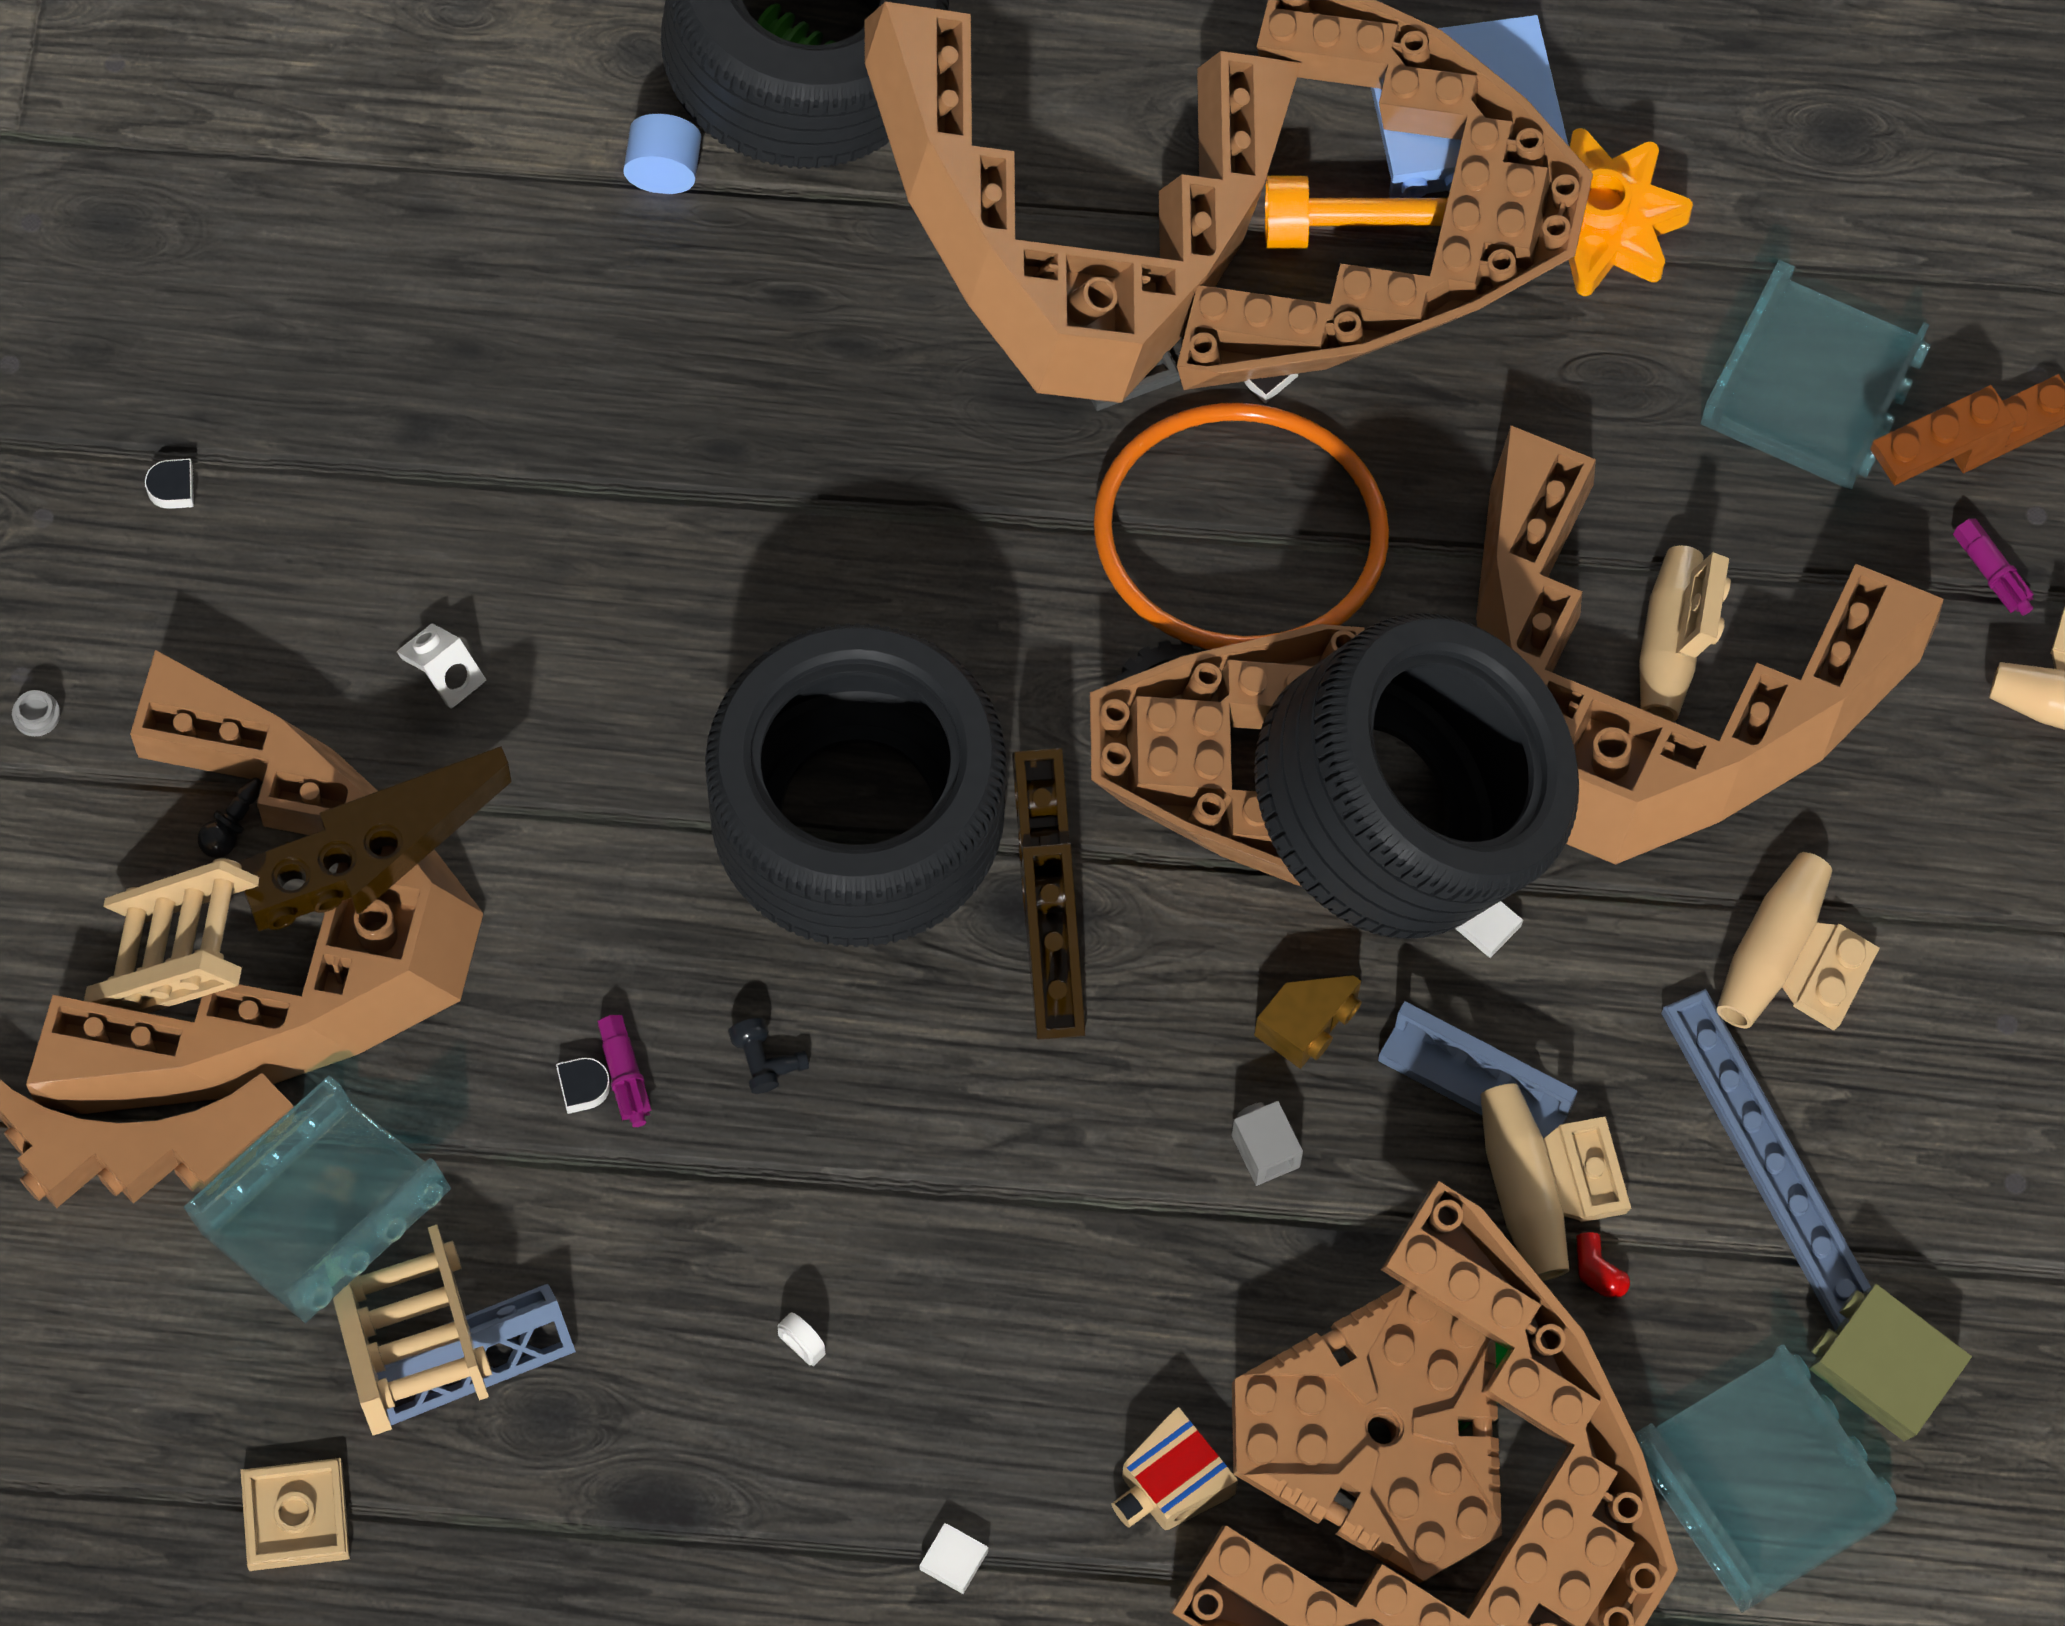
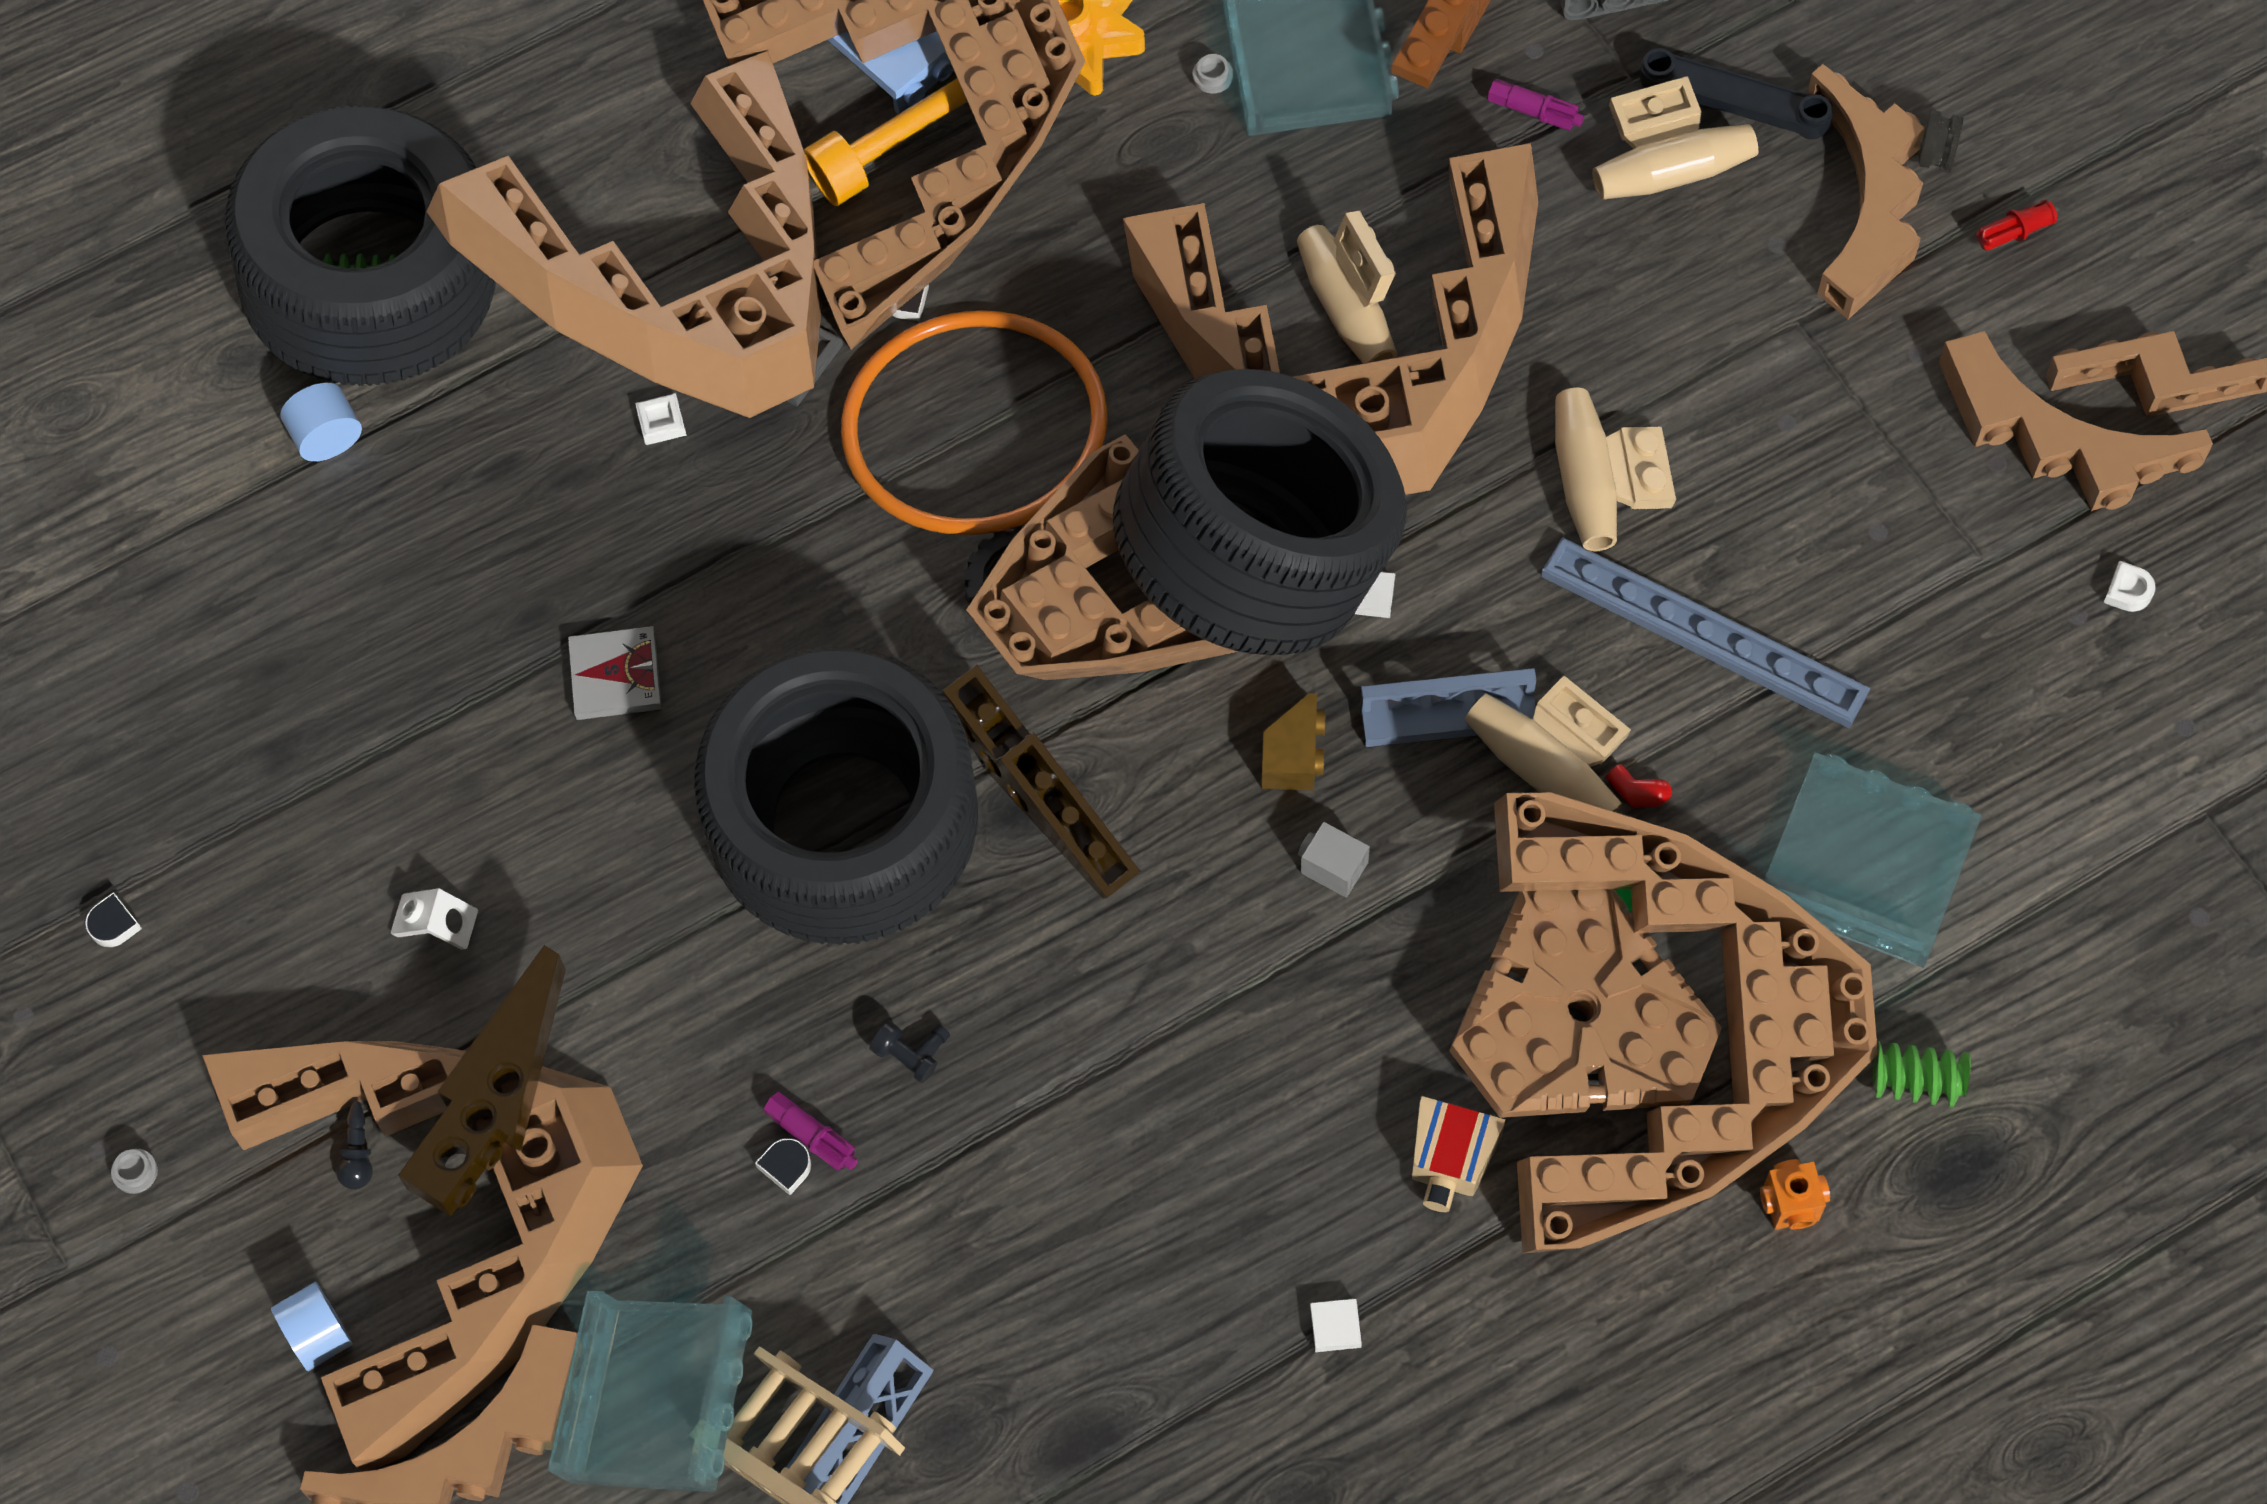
camera: 30 degrees left, 0 degrees up
(80, 946) = (311, 1326): none -> light blue piece
(184, 974) = (418, 1291): tan fence -> none
(756, 547) = (615, 673): none -> light grey tile
(801, 1338) = (1099, 1240): white tile -> none
(964, 344) = (660, 419): none -> white tile
(1708, 344) = (1212, 74): none -> light grey plate
(1888, 1361) = (1895, 715): olive brick -> none

